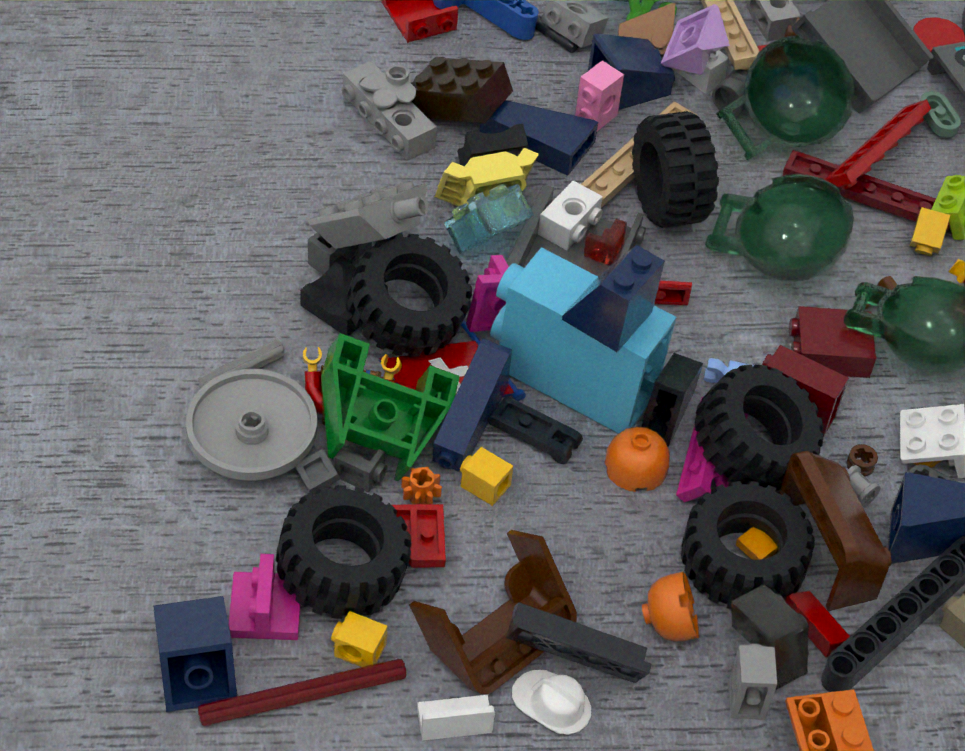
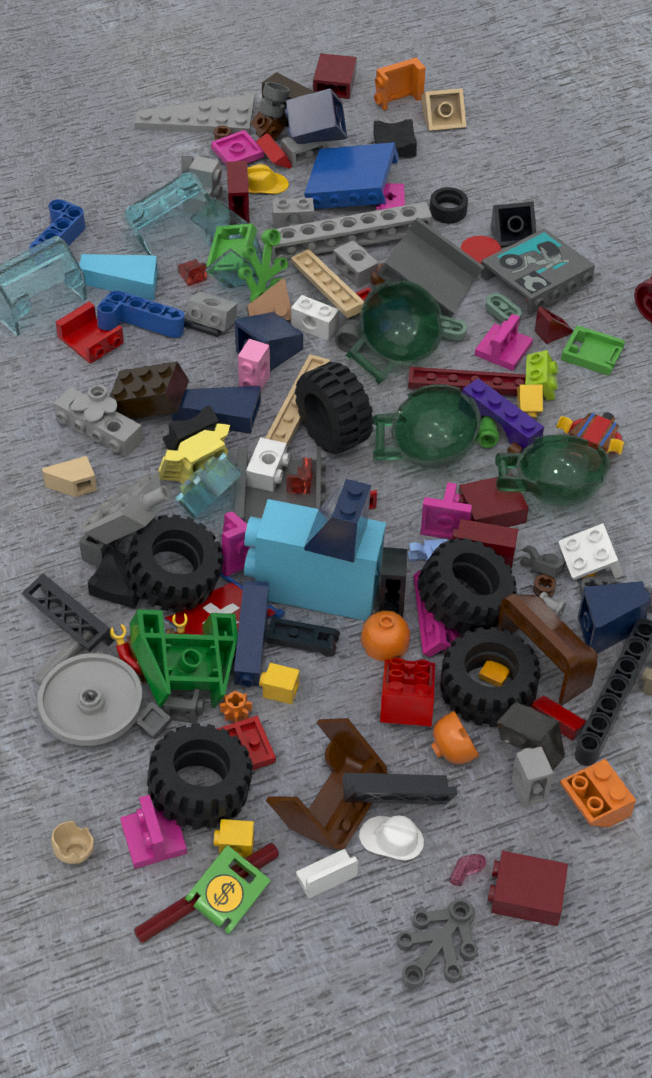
camera: 15 degrees left, 0 degrees up
(164, 581) = (72, 843): none -> tan hair
(195, 652) = (116, 889): dark blue slope -> none
(269, 313) = (69, 607): none -> black fence
(322, 699) = (225, 892): none -> bright green container
(331, 164) = (71, 477): none -> tan slope
(638, 534) = (408, 692): none -> red slope
(695, 40) = (310, 303): lavender slope -> none
(762, 334) = (442, 516): none -> dark pink bracket
(861, 255) = (488, 433): none -> bright green cone
(864, 118) = (453, 328): none -> sand green plate
(874, 433) = (545, 563): none -> dark grey plate
(875, 147) = (469, 346): red plate -> none
(899, 251) = (516, 423): none -> dark purple arch
(925, 156) = (504, 344): none -> dark pink bracket

